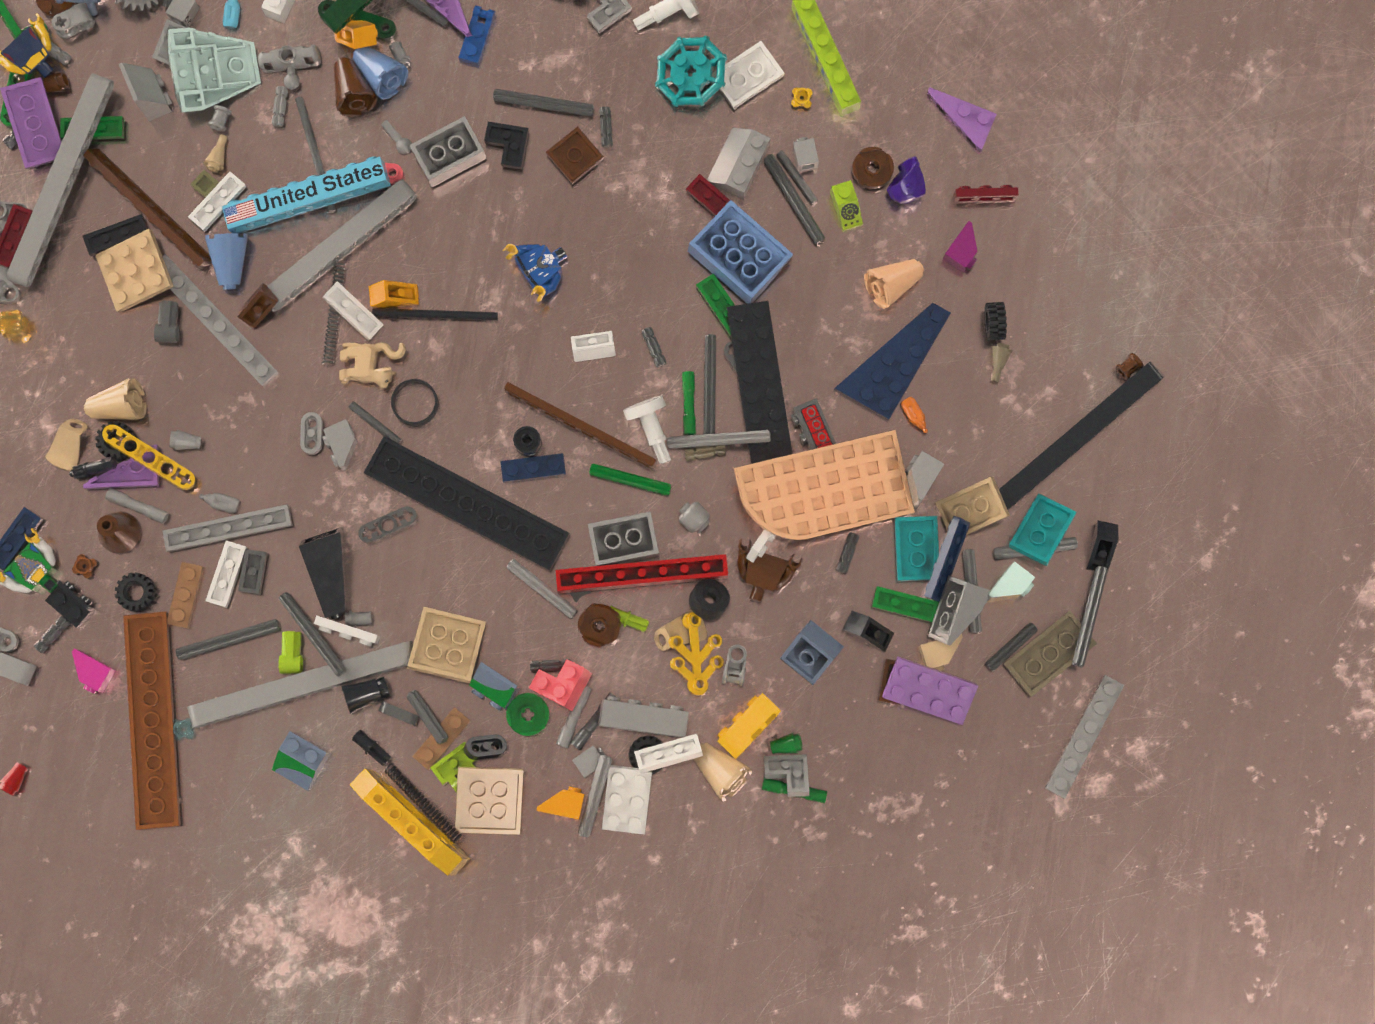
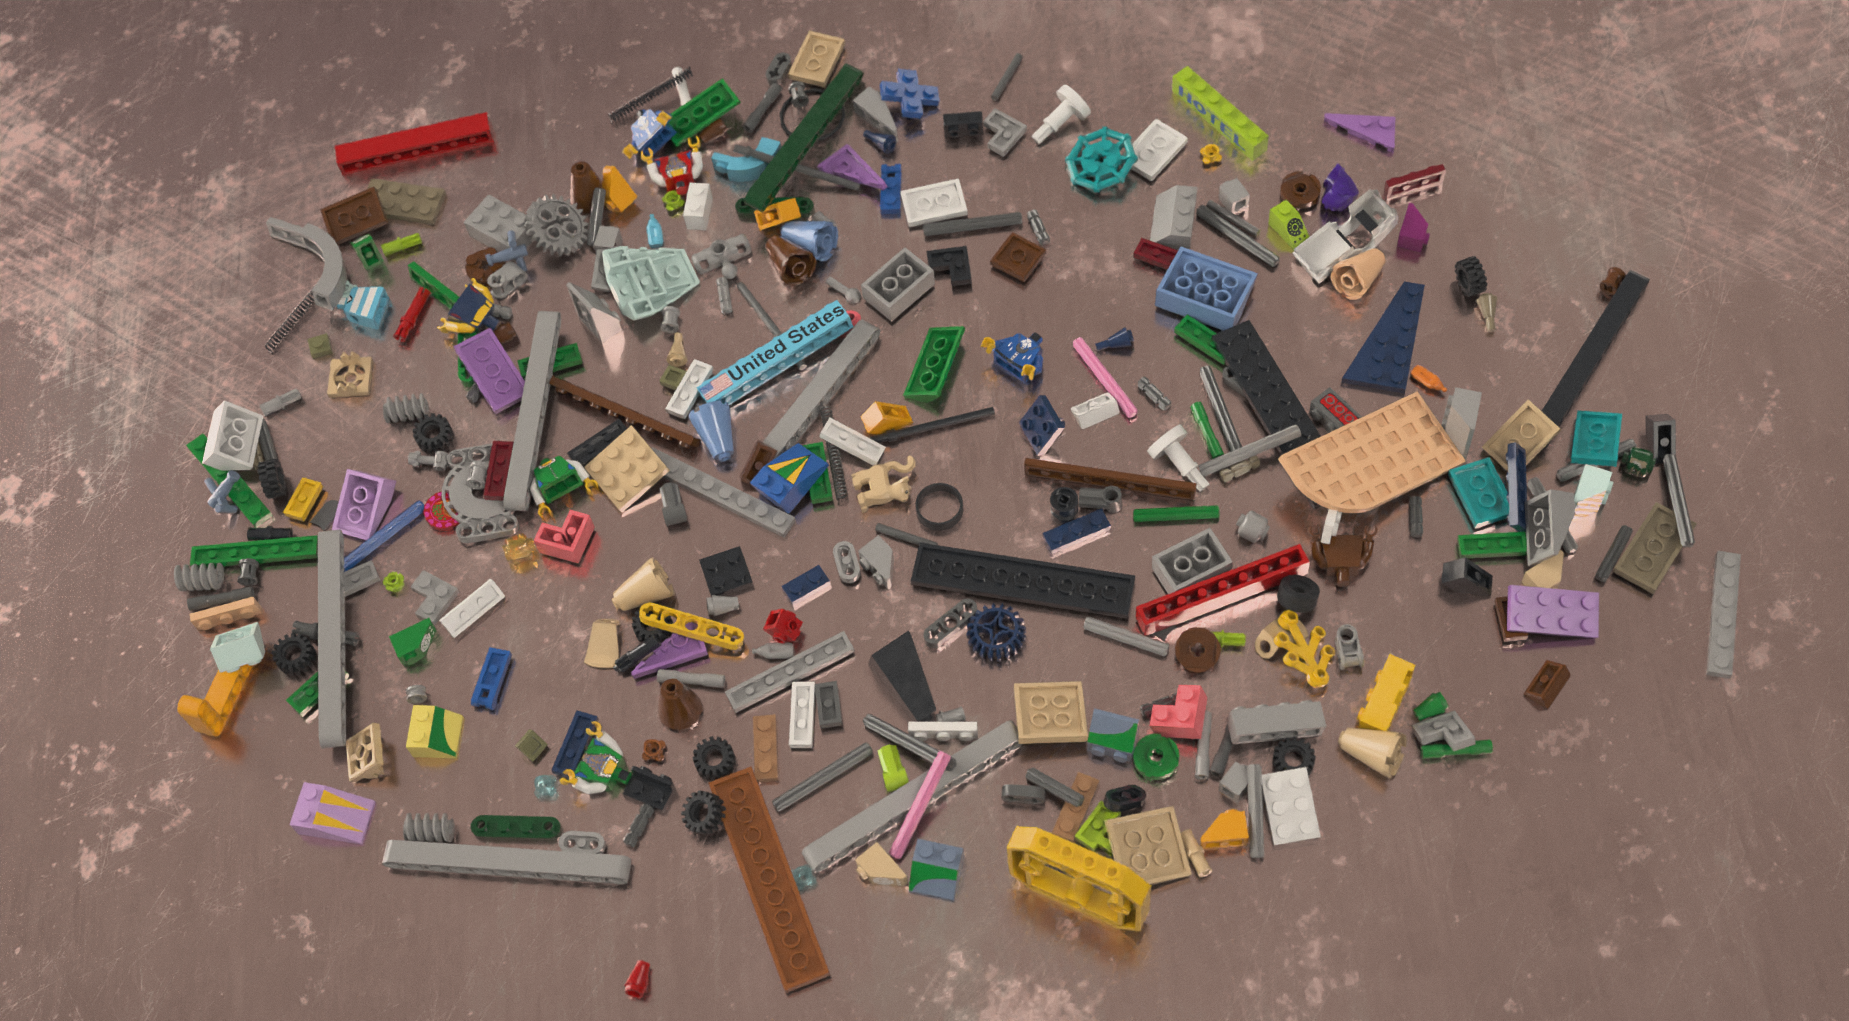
camera: 10 degrees left, 20 degrees down
(59, 332) = (568, 541): none -> coral brick
(63, 263) = (556, 478): none -> green torso
(92, 672) = (692, 846): dark pink slope -> none
(120, 643) = (693, 808): none -> black tyre
(198, 407) = (726, 572): none -> black plate
(233, 482) = (783, 625): none -> red brick
(251, 742) = (880, 868): none -> tan slope
(268, 444) = (806, 585): none -> dark blue plate
(282, 330) = (789, 477): none -> blue slope
(301, 698) = (919, 804): none -> bright pink axle
(312, 331) = (821, 489): none -> green plate
(365, 693) = (981, 784): black plant -> none
(371, 748) = (998, 833): black axle -> none
(430, 540) = (980, 626): none -> dark blue gear
(456, 248) = (933, 363): none -> green slope
(513, 66) = (933, 203): none -> white plate
(530, 815) = (1195, 853): none -> tan pin
(535, 351) = (1041, 425): none -> dark blue plate
(562, 442) = (1100, 498): none -> dark grey piece
(613, 314) = (1105, 377): none -> bright pink axle
(641, 279) = (1120, 339): none -> dark blue cone
(668, 753) = (1316, 744): white plate -> none
(811, 652) = (1419, 614): sand blue slope -> none
(877, 246) = (1330, 244): none -> white piece
(900, 753) = (1547, 683): none -> reddish brown slope
(1072, 564) = (1638, 462): none -> dark green head

